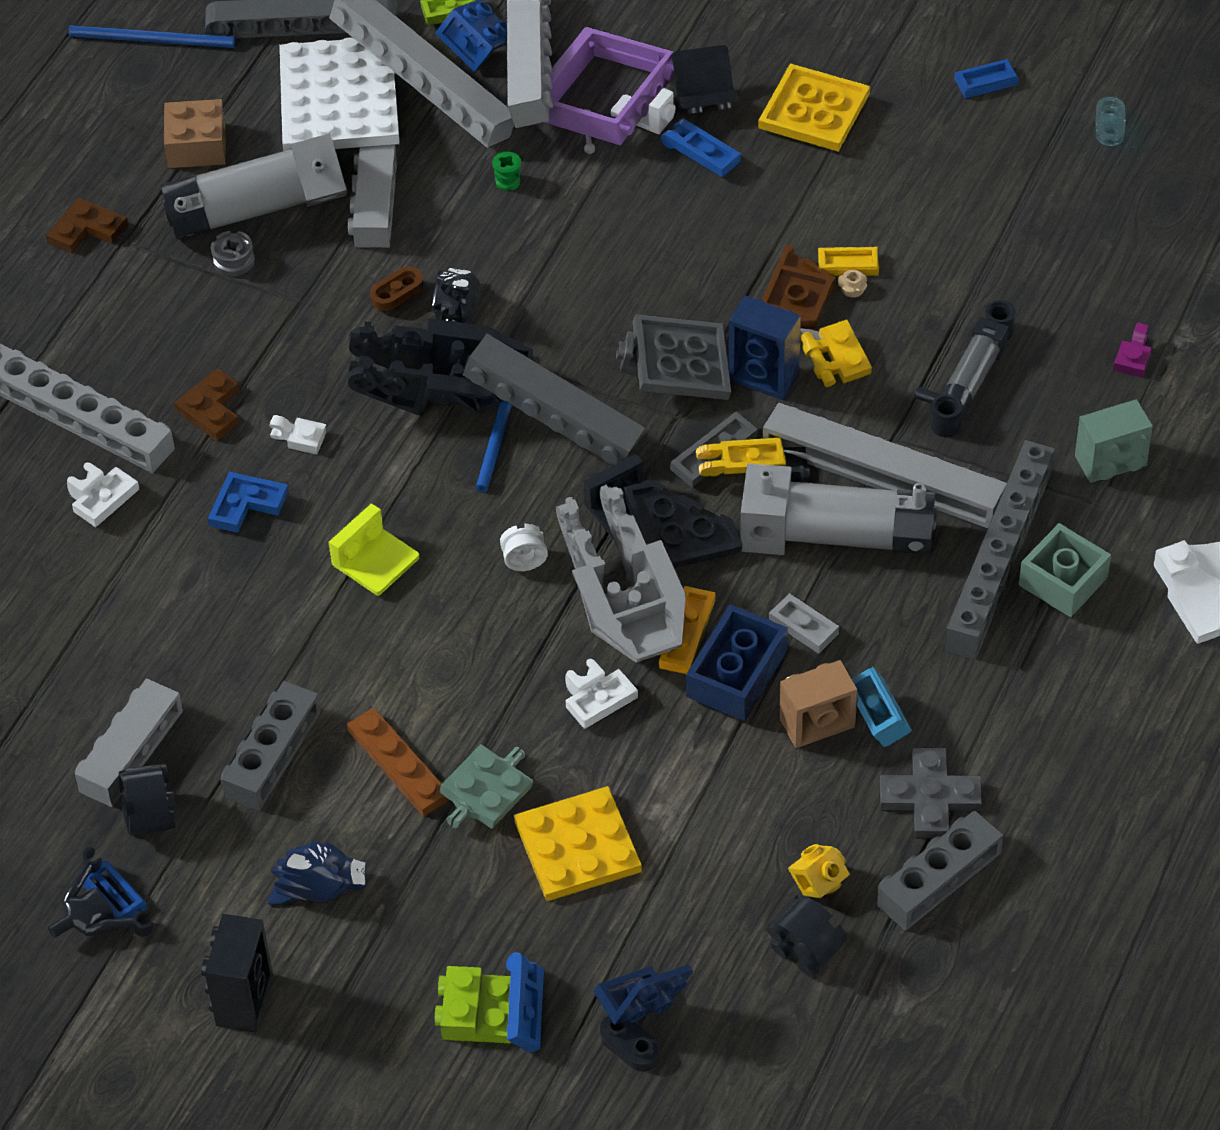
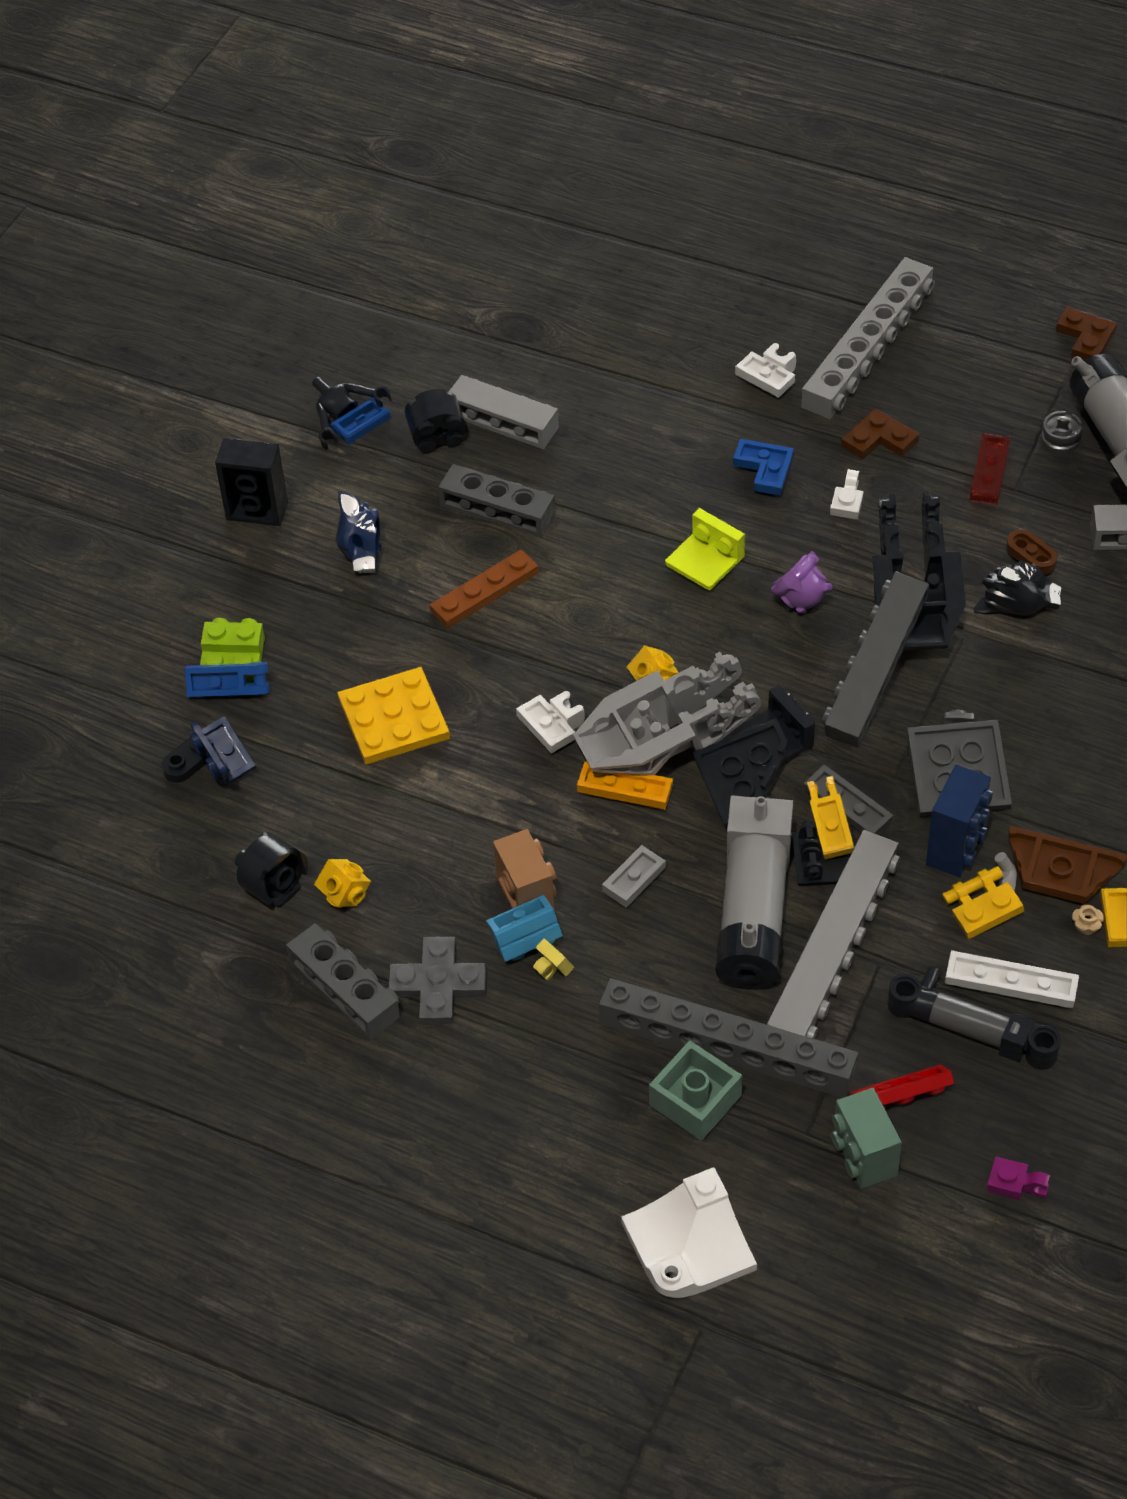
camera: 90 degrees right, 0 degrees up
(270, 317) = (989, 468): none -> clear red tile
(438, 464) = (802, 585): none -> medium lavender helmet
(486, 786) = (451, 646): sand green plate -> none
(493, 447) = (853, 637): blue piece -> none
(523, 547) = (708, 648): white wheel -> none
(542, 598) = (650, 660): none -> yellow brick
(737, 662) = (578, 816): dark blue brick -> none
(912, 690) = (551, 961): none -> light yellow tile
(923, 339) = (1012, 979): none -> white plate
(1047, 421) = (905, 1087): none -> red plate

